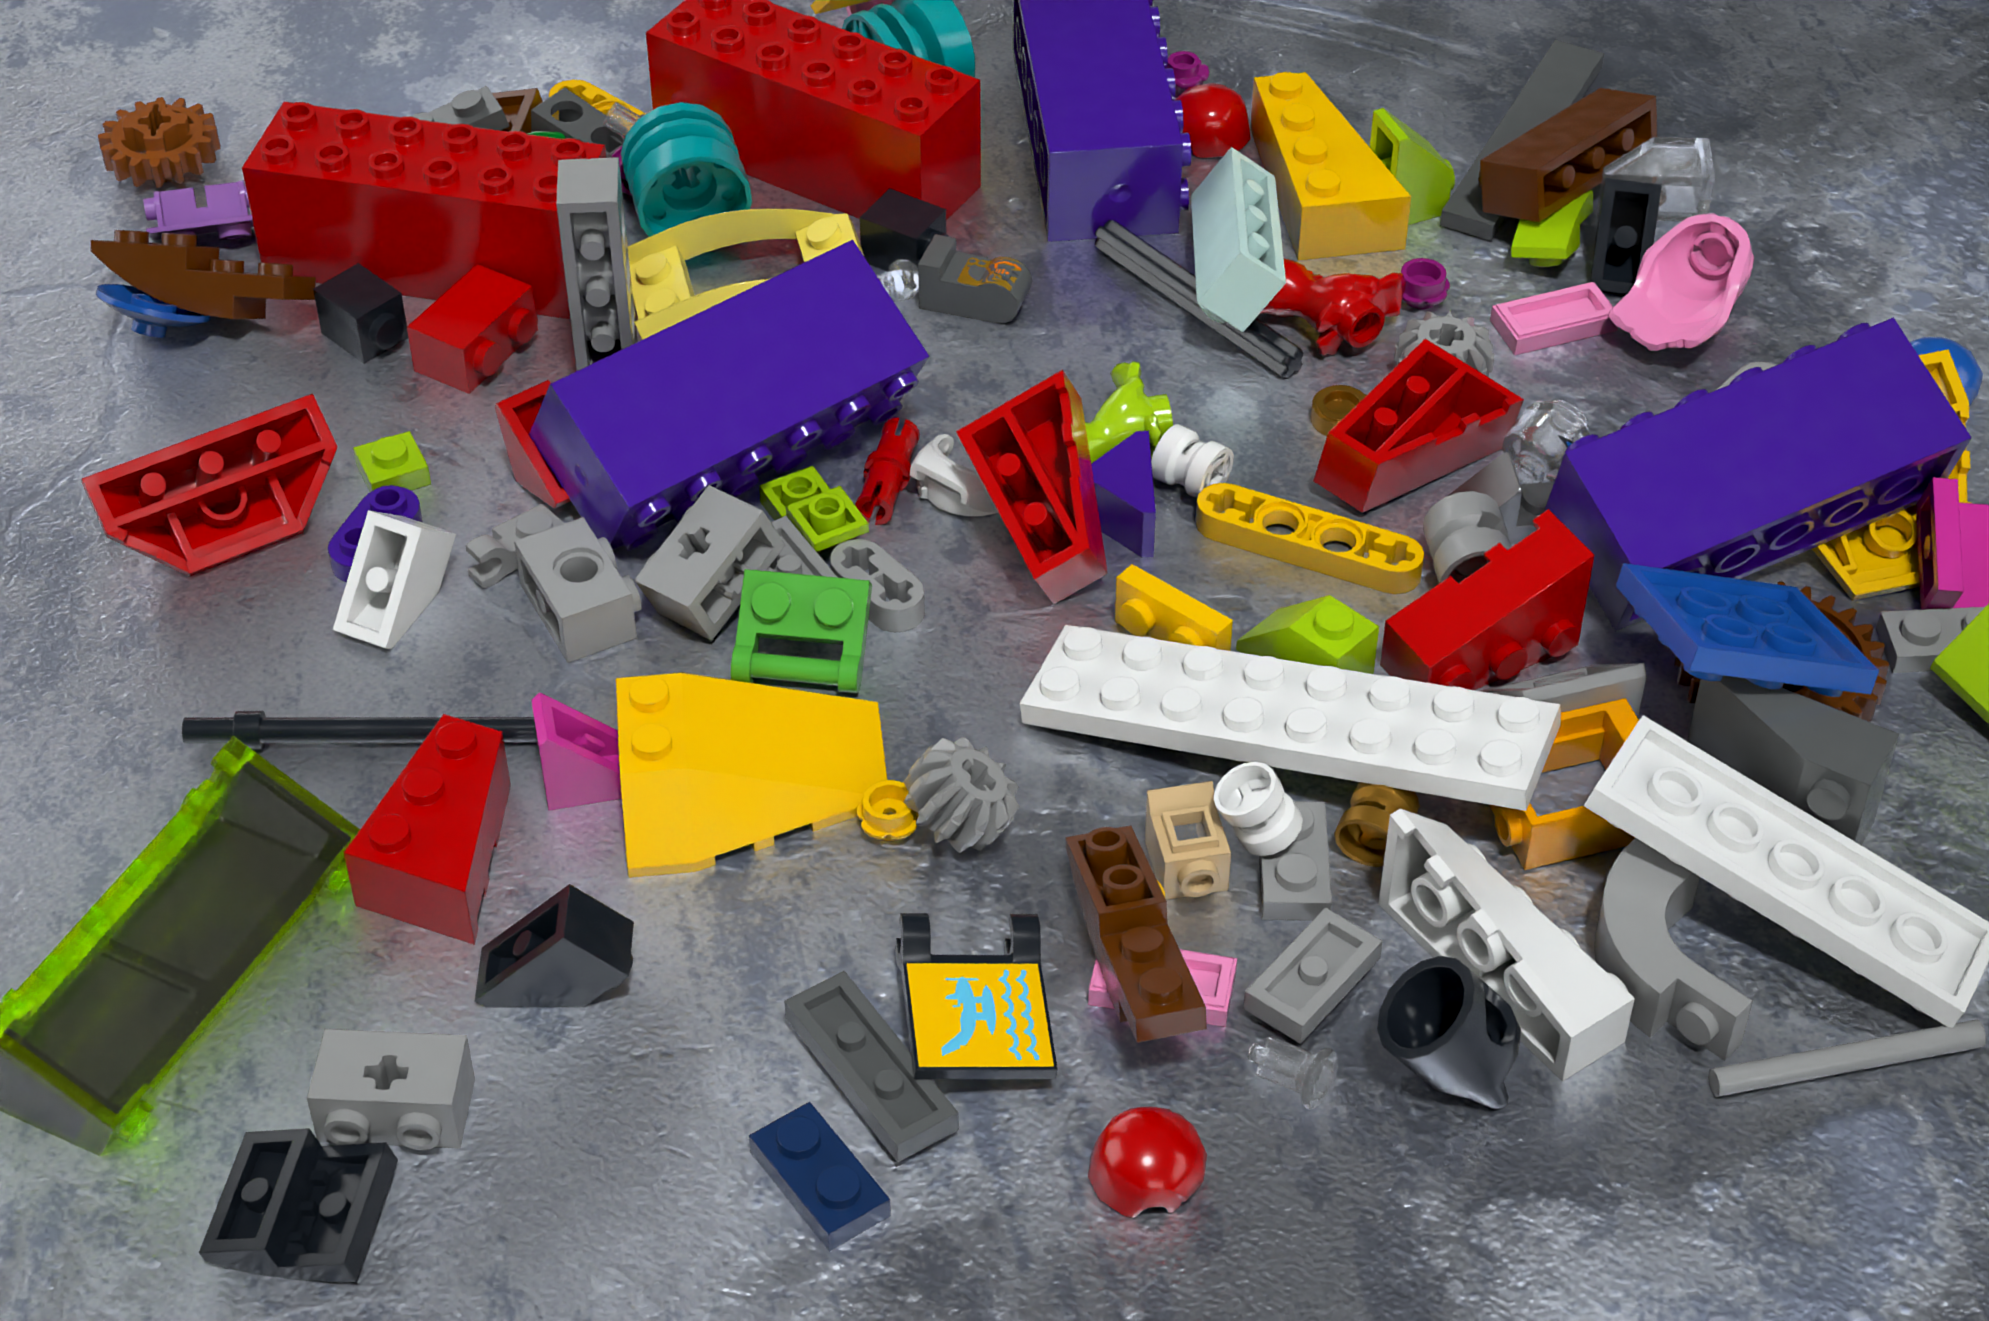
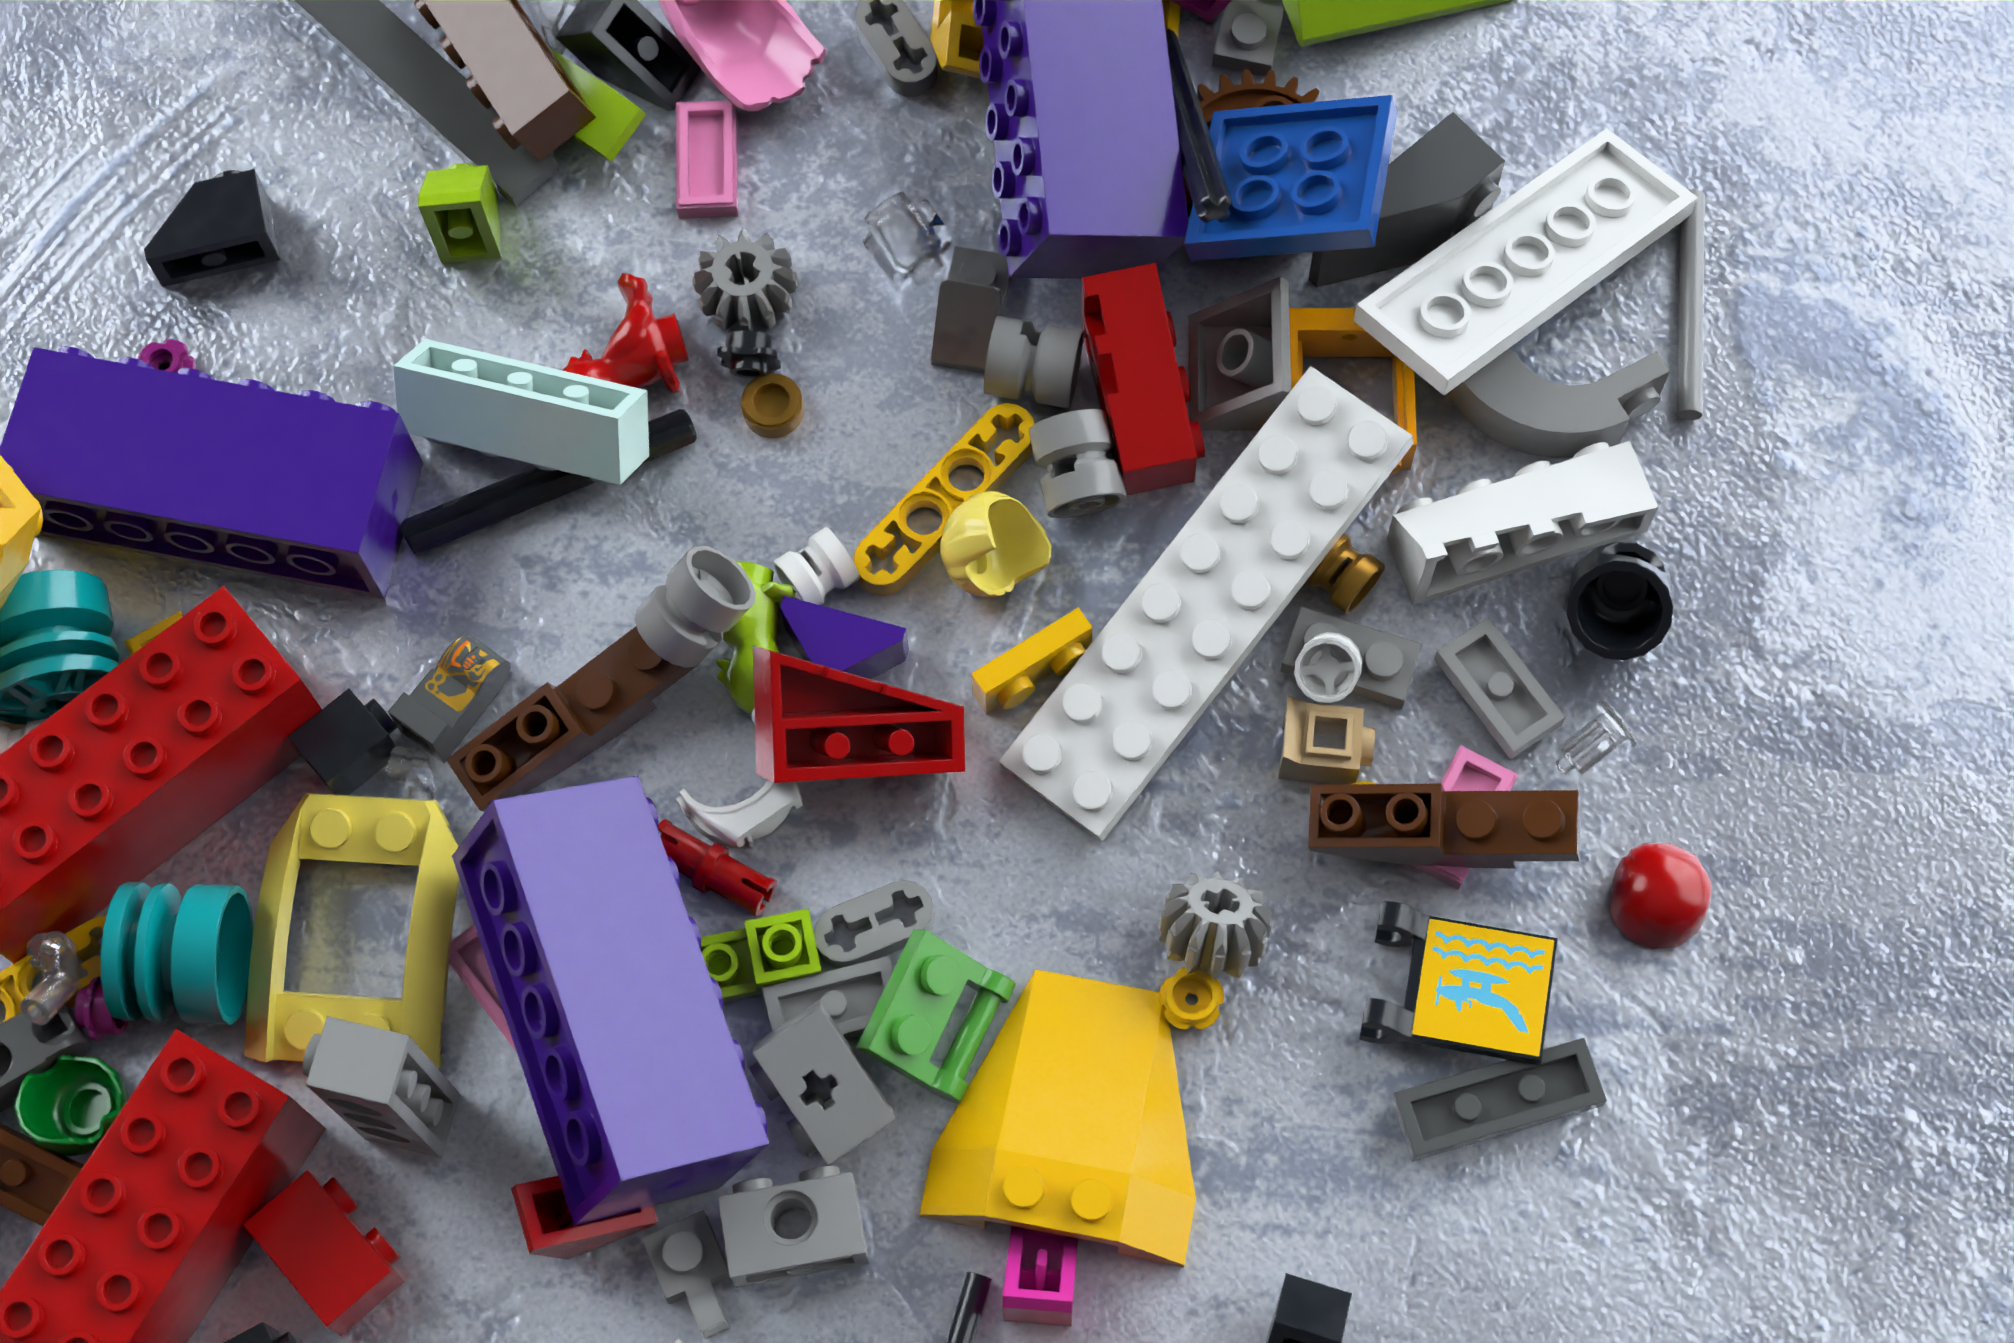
camera: 70 degrees left, 25 degrees up
(819, 1176) = (1599, 1178): dark blue plate -> none
(976, 352) = (565, 721): none -> reddish brown slope
(1103, 353) = (698, 604): none -> light grey wheel
(1214, 119) = (267, 356): red hair -> none
(1270, 557) = (992, 544): none -> light yellow hair
(1316, 634) = (1104, 548): lime slope -> none
(1323, 51) = (215, 230): none -> black slope
(1327, 178) = (407, 287): yellow wedge -> none
(1372, 369) = (749, 354): none -> black plate
(1389, 584) = (1076, 454): none -> light grey wheel
(1415, 428) = (851, 350): red wedge -> none
(1424, 283) = (611, 247): magenta plate -> none
(1761, 560) = (1197, 150): none -> black axle

